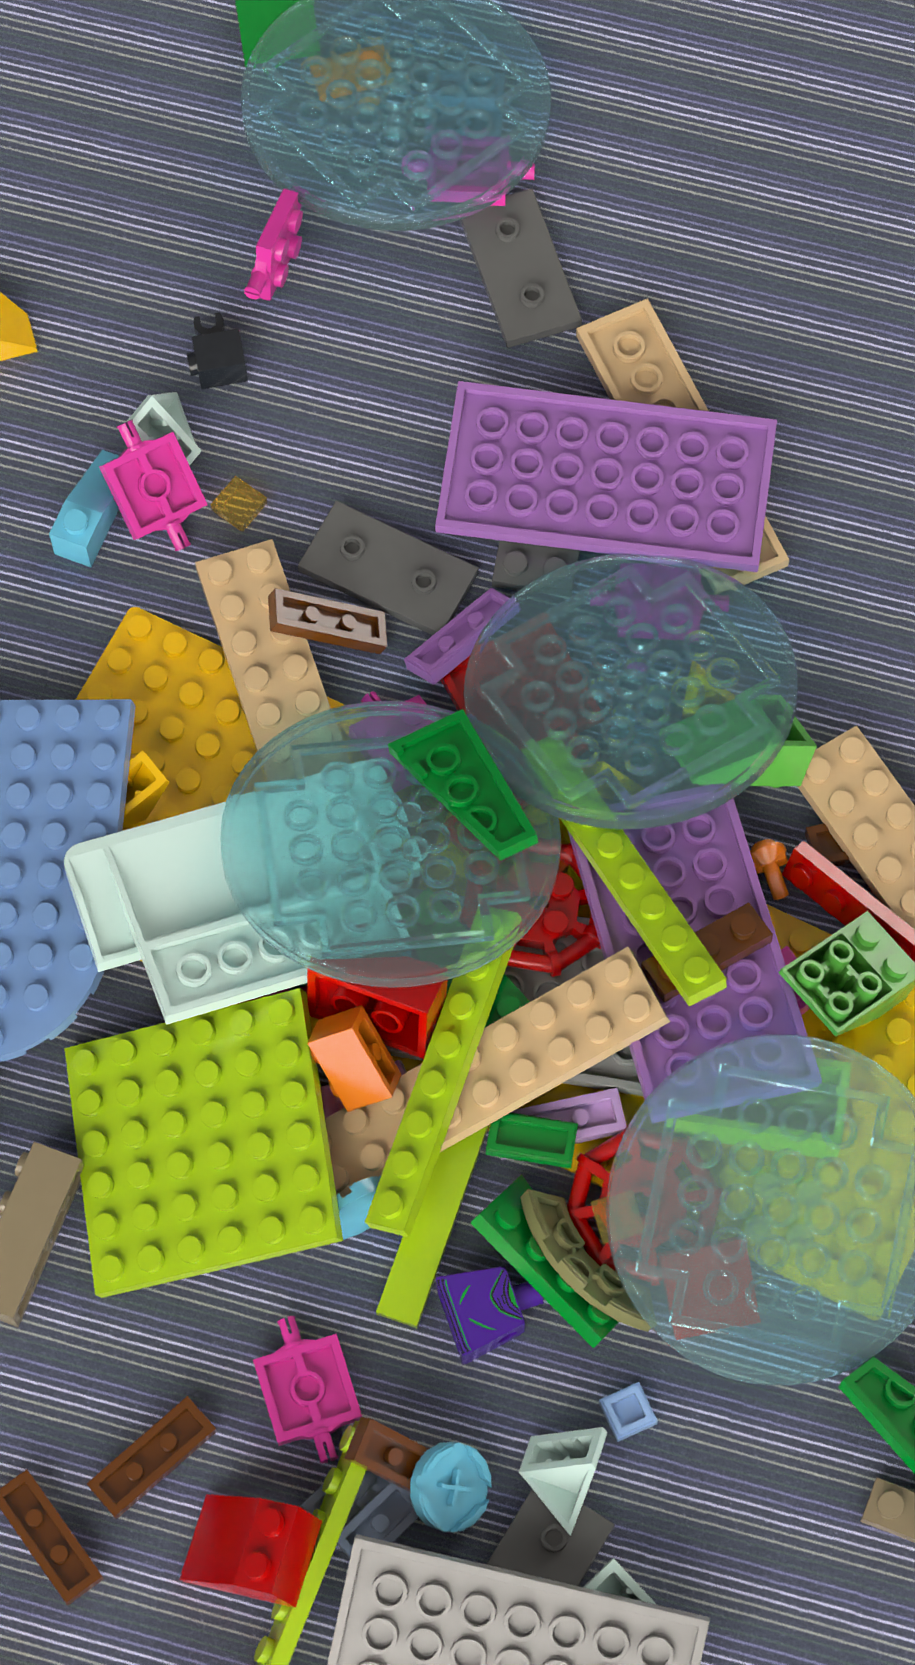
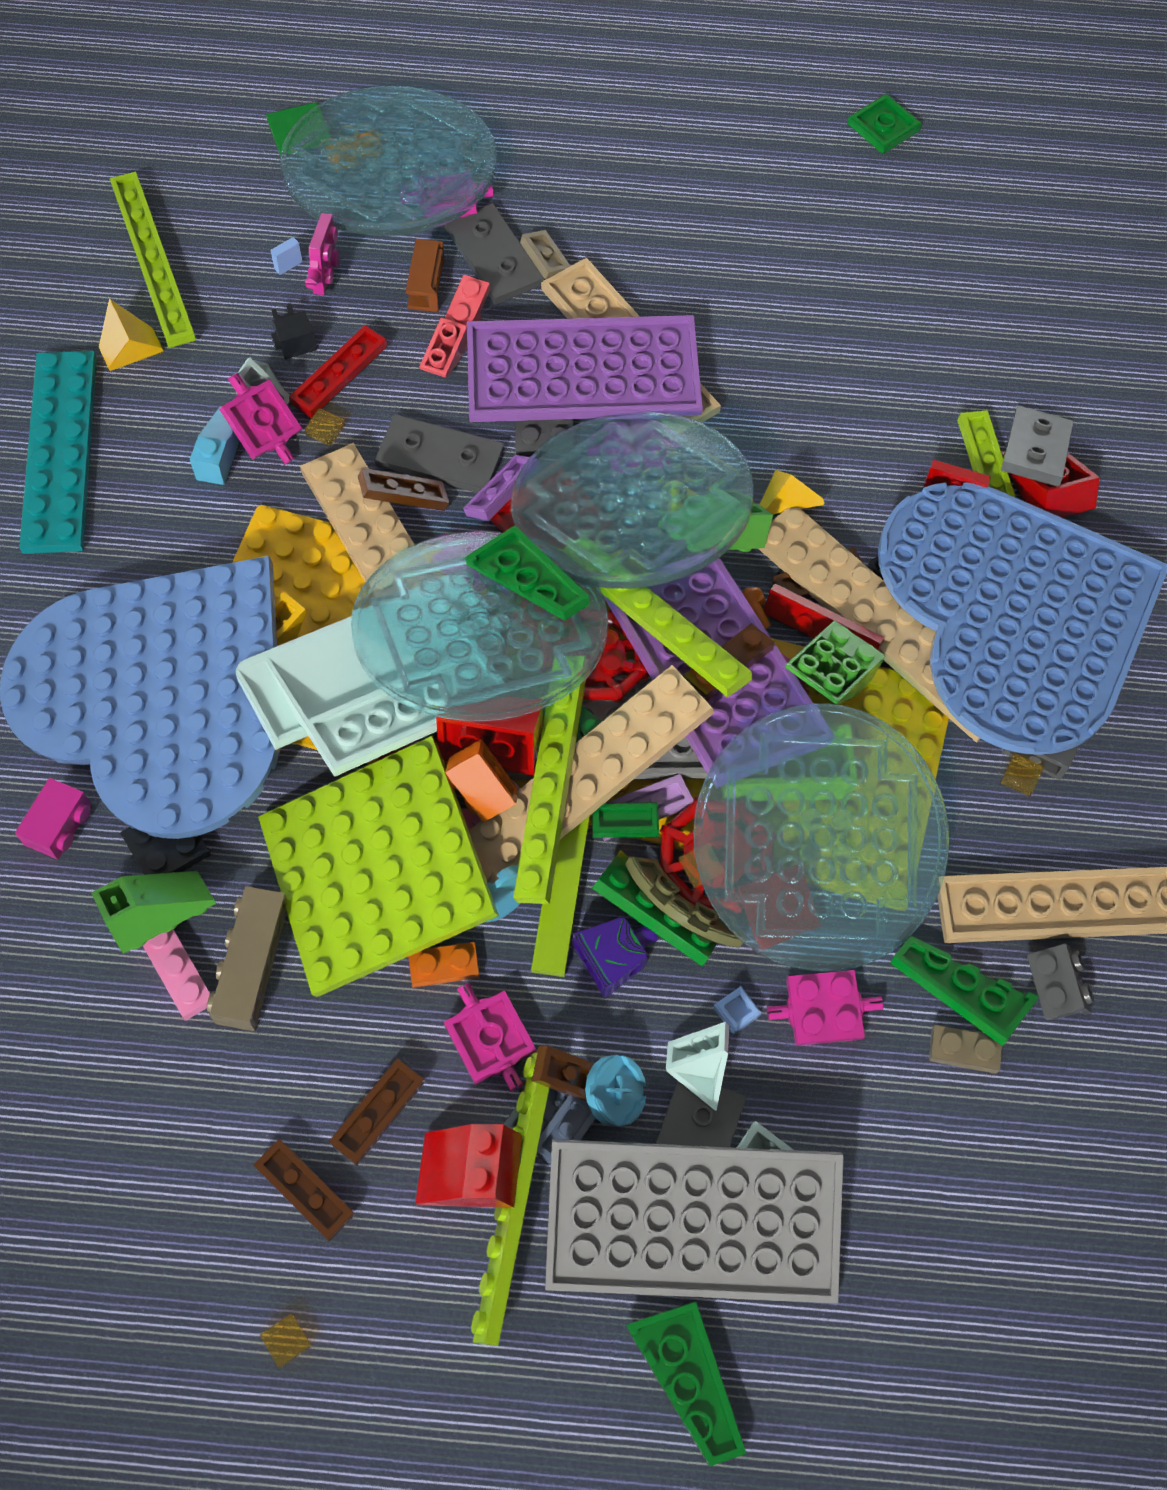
camera: 15 degrees left, 5 degrees down
(42, 208) = (152, 260): none -> lime plate
(227, 232) = (286, 256): none -> light blue tile
(267, 1285) = (443, 965): none -> orange plate
(270, 422) = (338, 371): none -> red plate
(416, 291) = (425, 275): none -> dark orange window
(434, 391) = (450, 336): none -> coral slope
(590, 282) = (544, 253): none -> dark tan plate
(741, 1429) = (824, 1008): none -> dark pink plate
(853, 708) = (788, 492): none -> yellow slope

